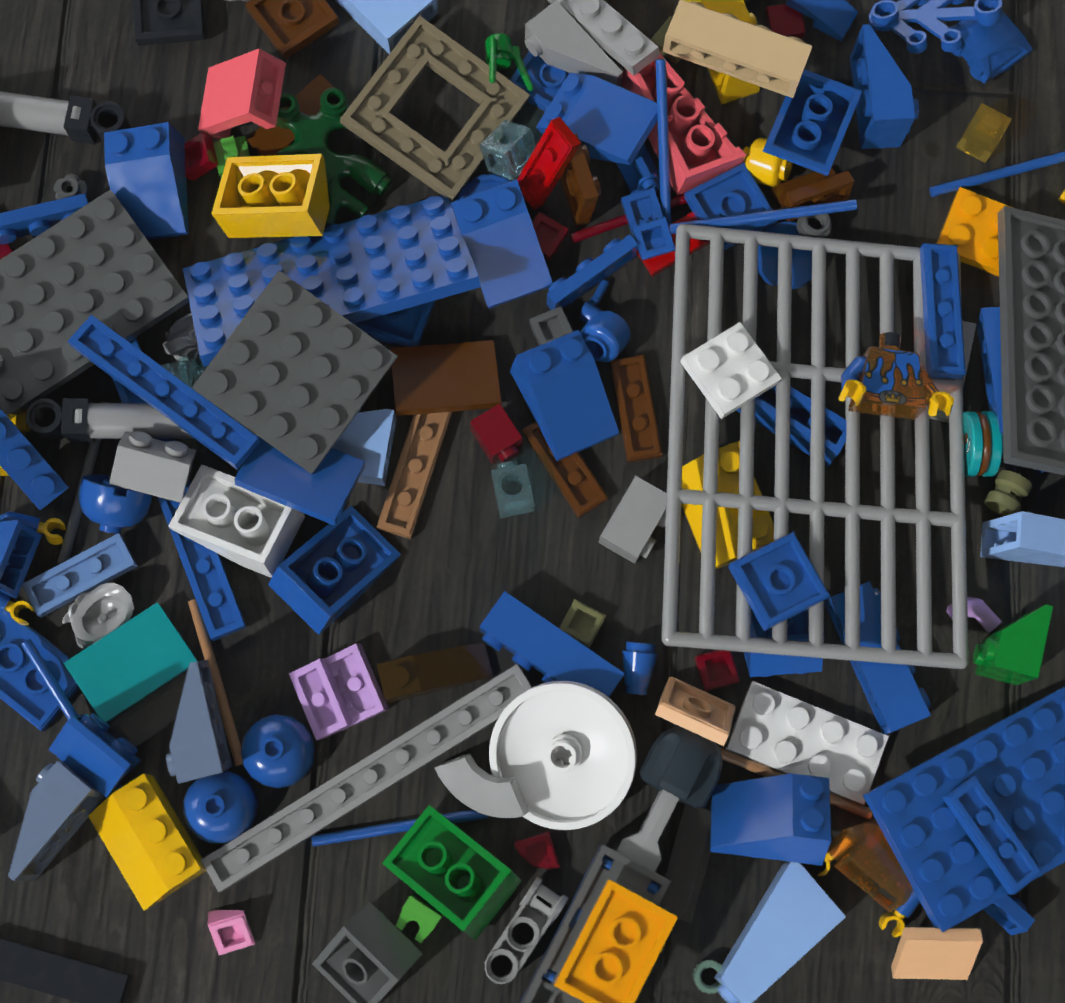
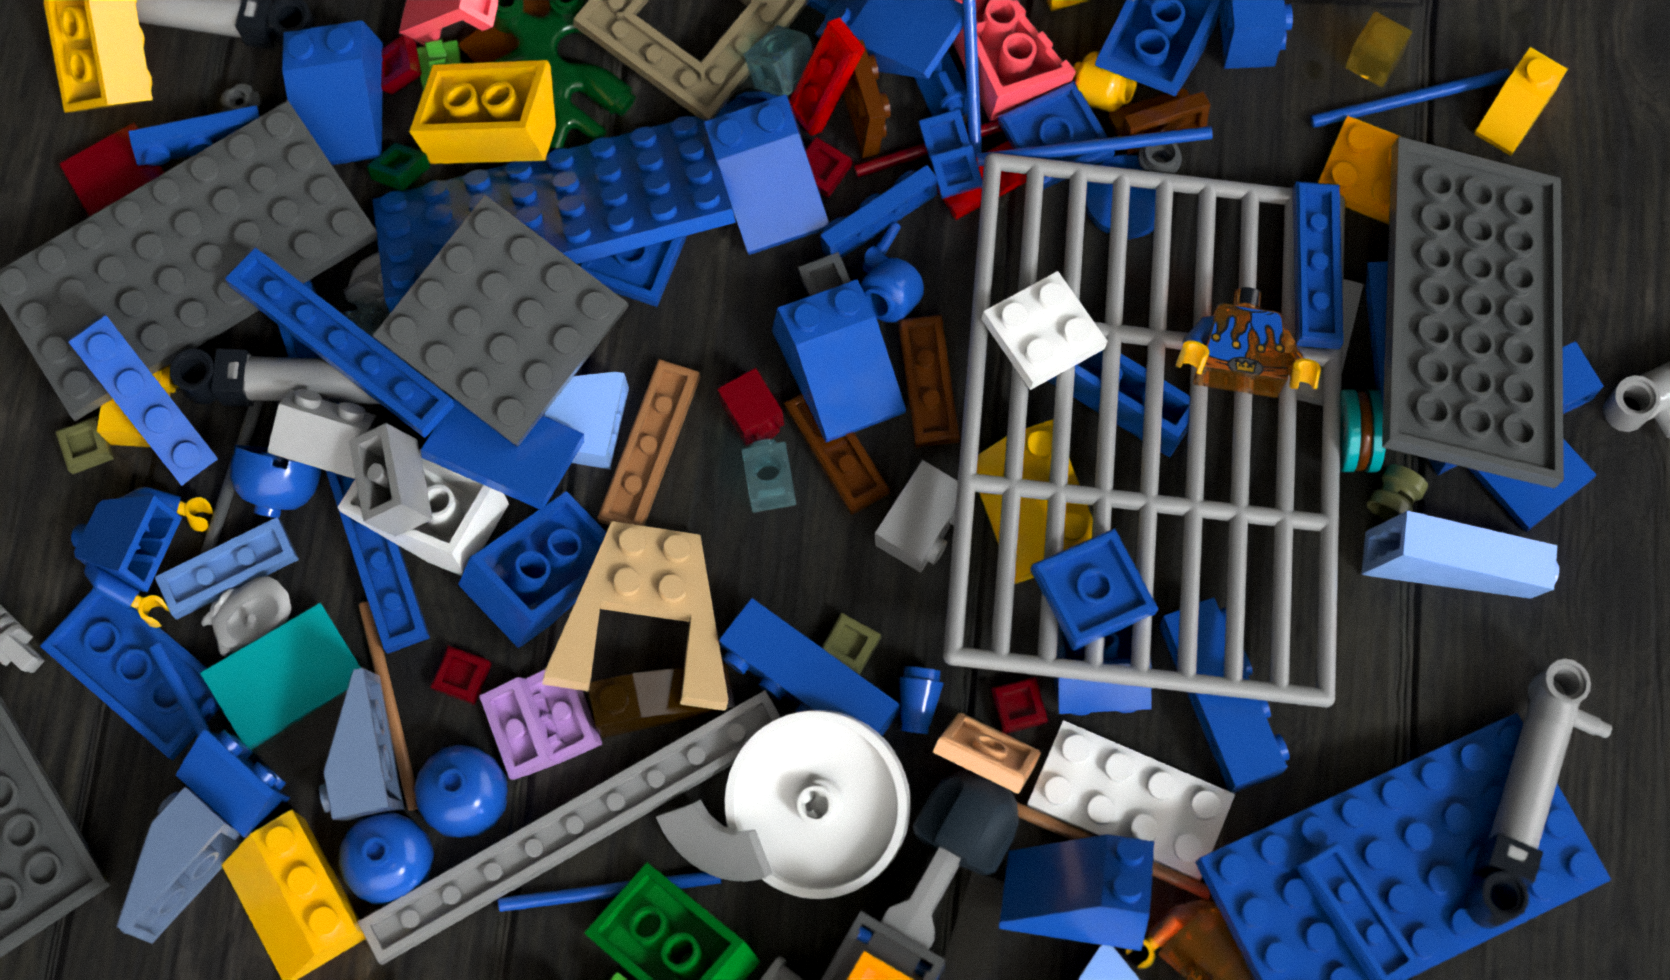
camera: 10 degrees right, 5 degrees down
(203, 241) = (398, 166): none -> dark green tile
(211, 505) = (390, 480): none -> light grey brick
(273, 657) = (461, 675): none -> dark red tile
(424, 574) = (653, 576): none -> tan wing
(445, 378) = (690, 337): reddish brown tile -> none
(538, 851) = (783, 926): dark red tile -> none
(981, 612) = (1362, 645): lavender arm -> none
(1015, 650) = (1396, 686): green slope -> none

